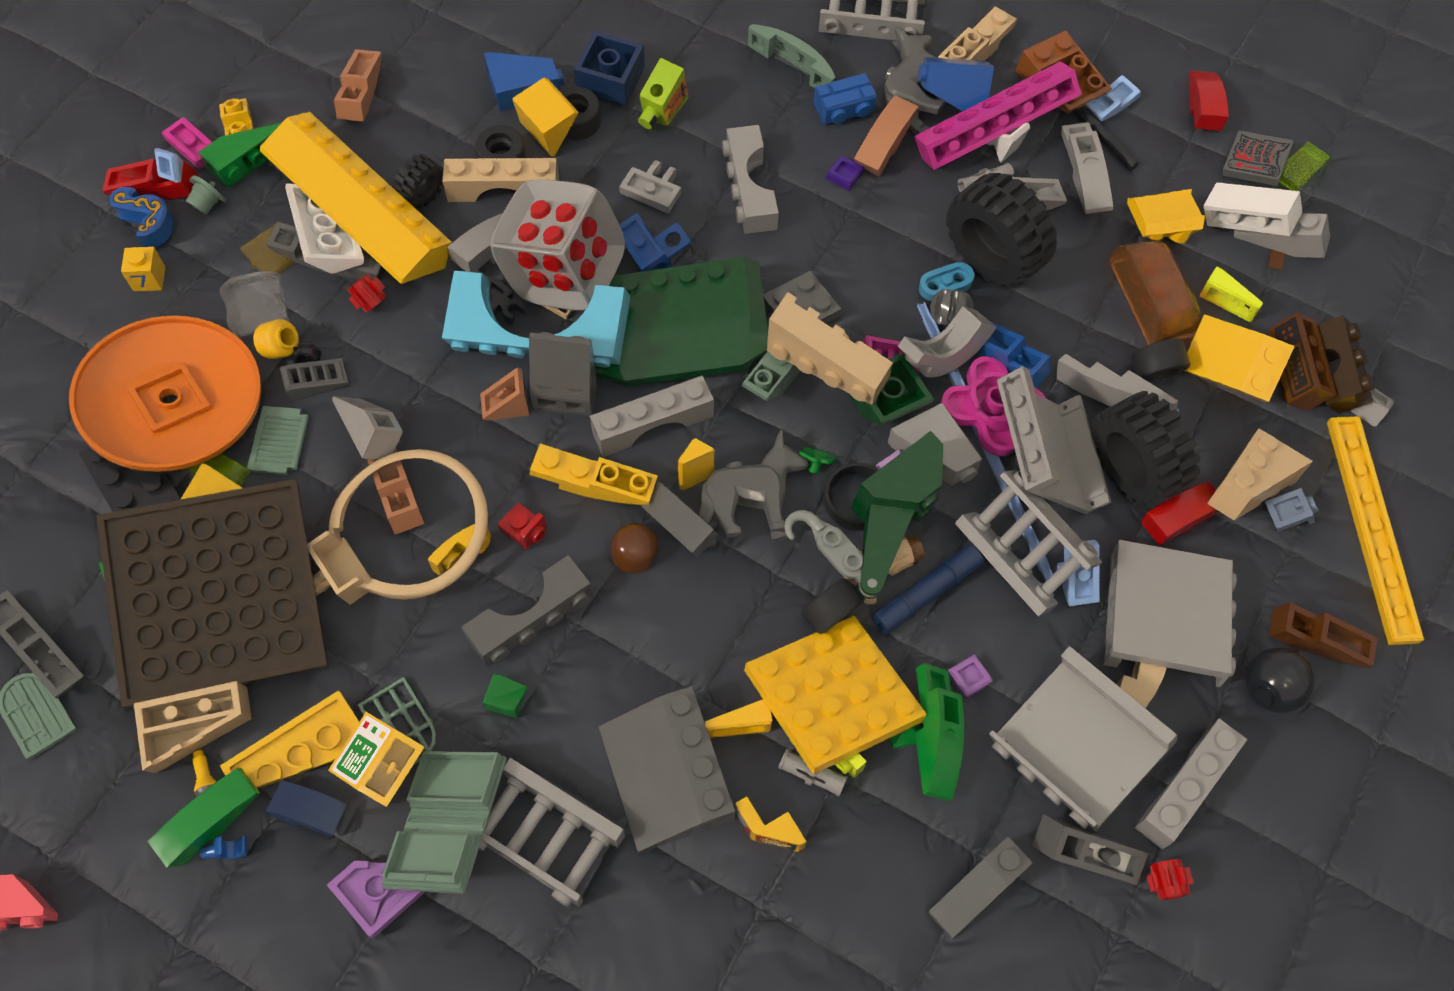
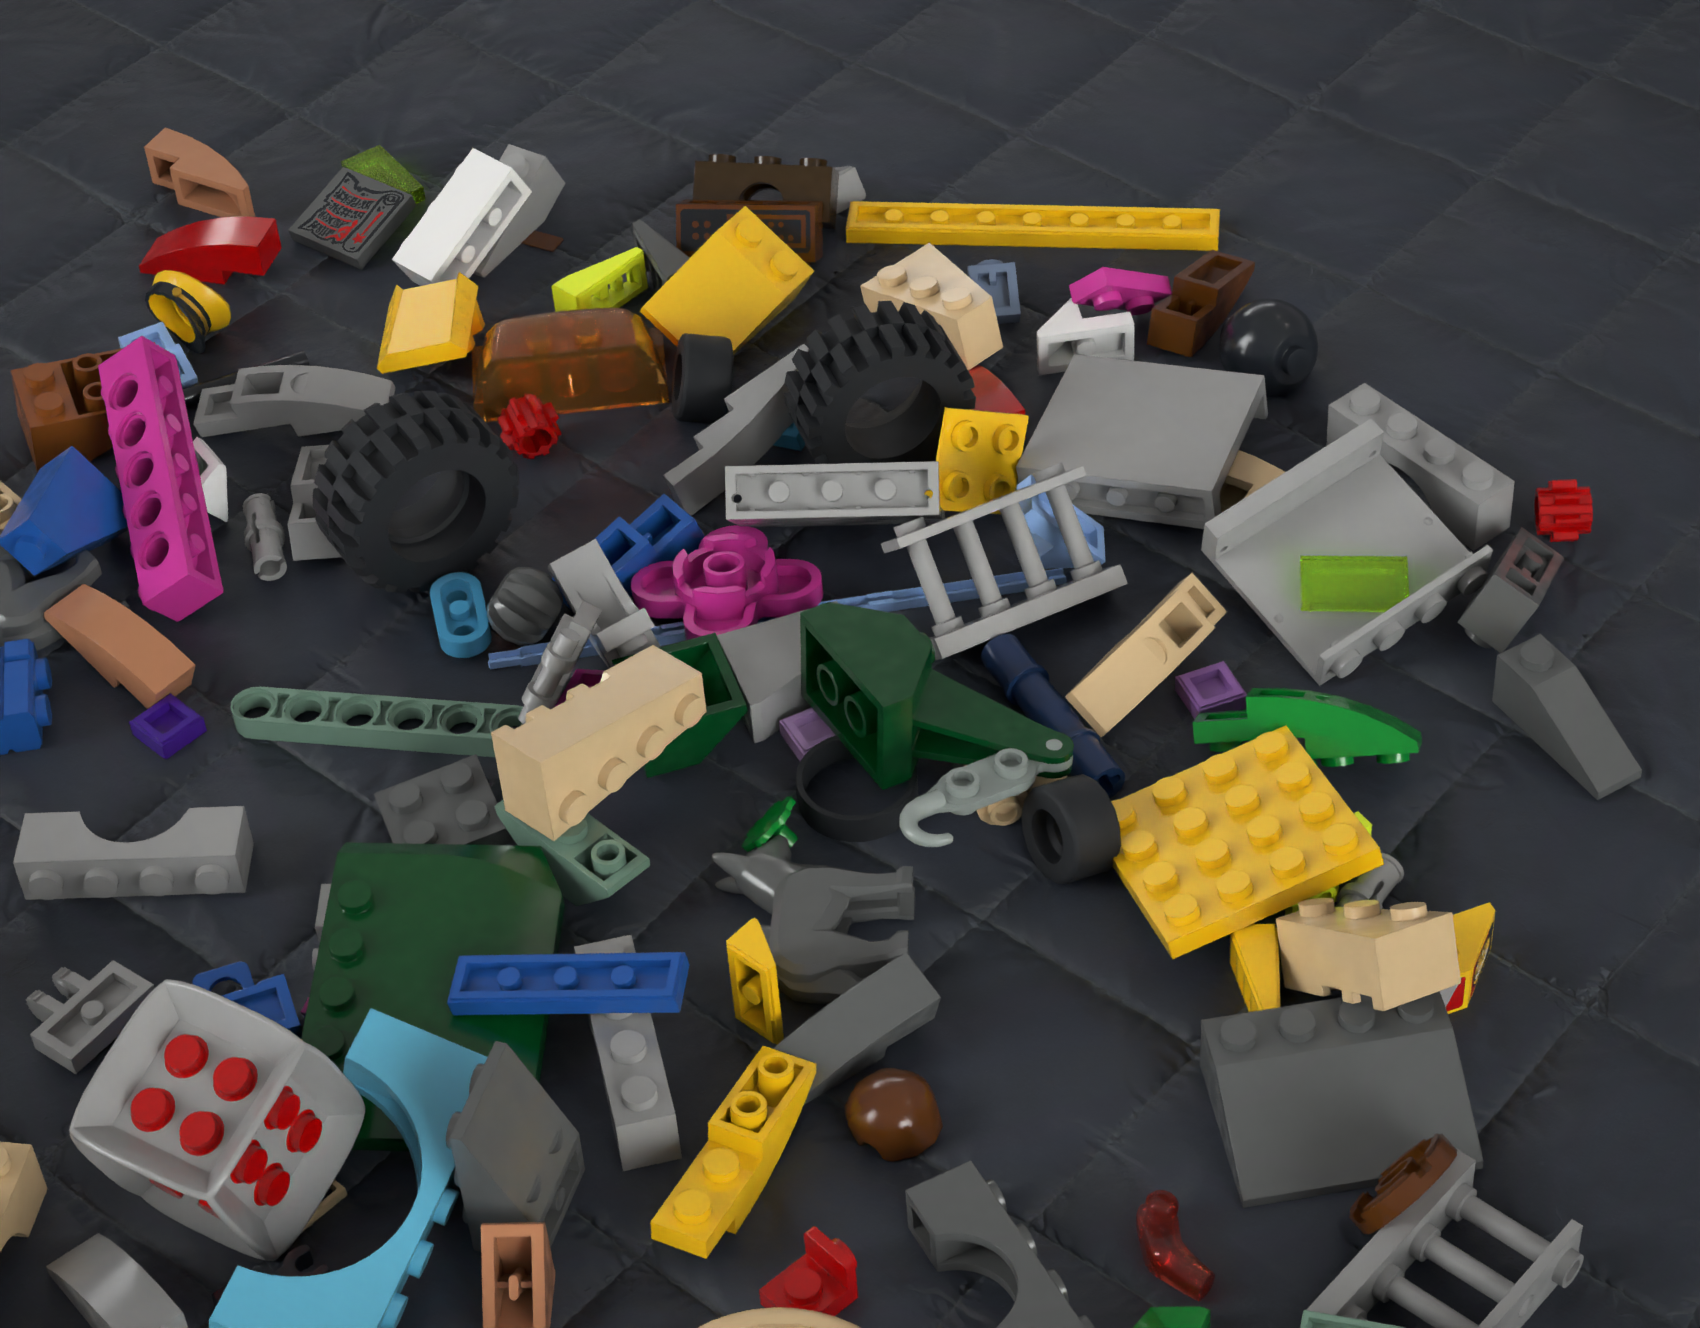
camera: 75 degrees left, 20 degrees down
(561, 687) = (1164, 1249): none -> clear red arm
(596, 804) = (1403, 1183): none -> reddish brown tile
(669, 376) = (569, 983): none -> blue tile
(739, 770) = (1368, 951): none -> tan wedge
(864, 265) = (381, 730): none -> sand green beam
(892, 328) = (559, 659): none -> light grey plate
(983, 636) = (1146, 655): none -> tan slope
(1060, 747) = (1352, 583): none -> clear neon green tile
(1099, 282) = (529, 426): none -> red gear
(1110, 514) = (978, 456): none -> yellow hinge
(1146, 97) = (187, 307): none -> yellow piece
(1257, 563) = (1094, 336): none -> white slope
(1264, 319) = (660, 255): none -> dark grey slope
(1269, 76) = (198, 175): none -> nougat slope
(1296, 572) = (1120, 290): none -> dark pink plate

